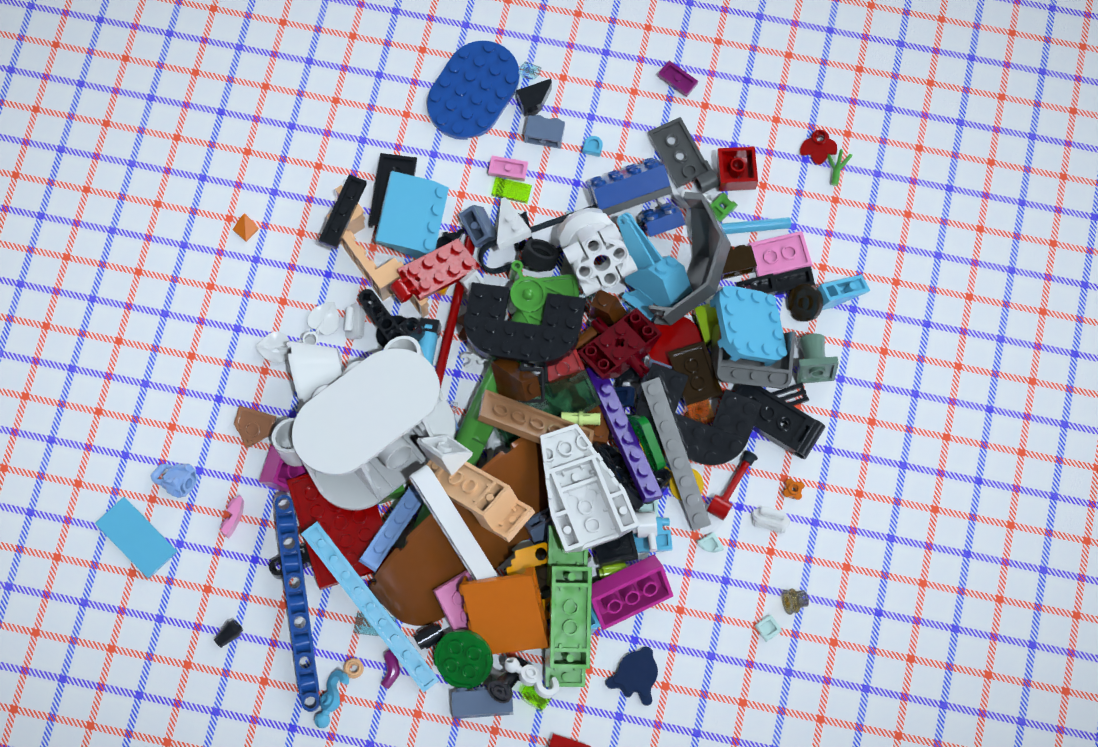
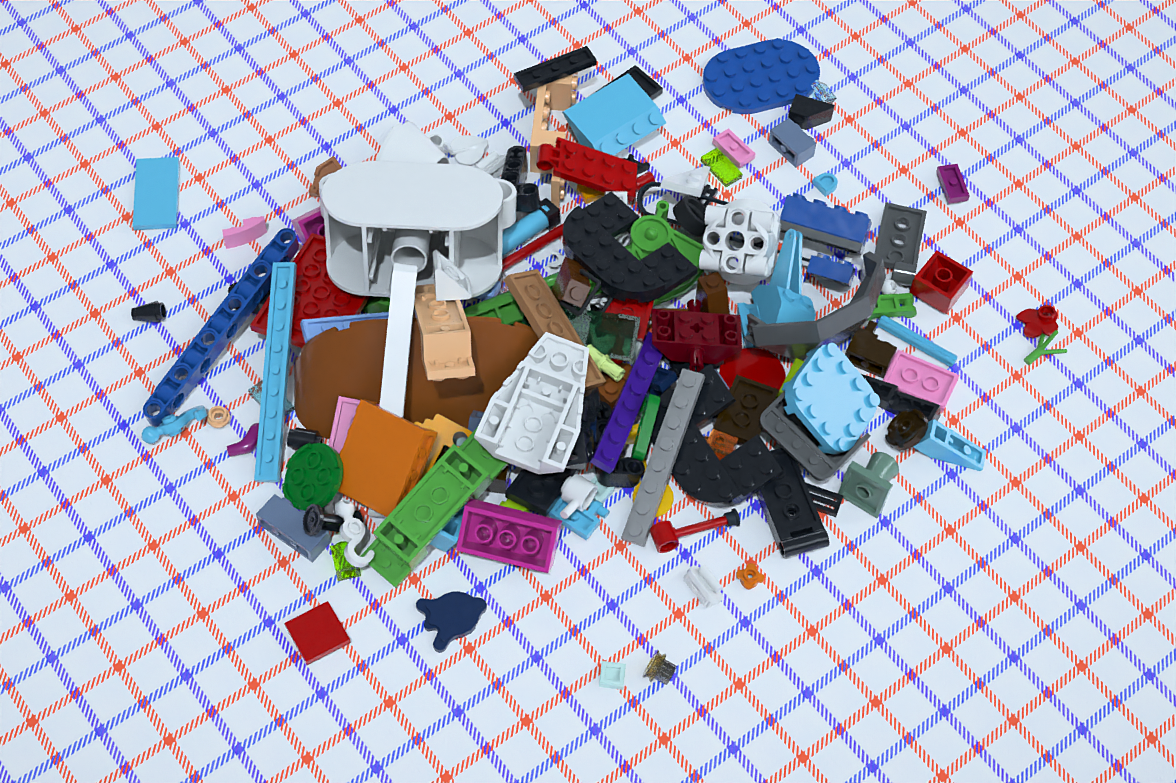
camera: 40 degrees right, 15 degrees down
(177, 480) = (230, 173): light blue piece -> none
(245, 227) = (473, 45): orange slope -> none
(478, 225) = (663, 163): sand blue brick -> none
(710, 543) = (627, 562): light aqua tile -> none

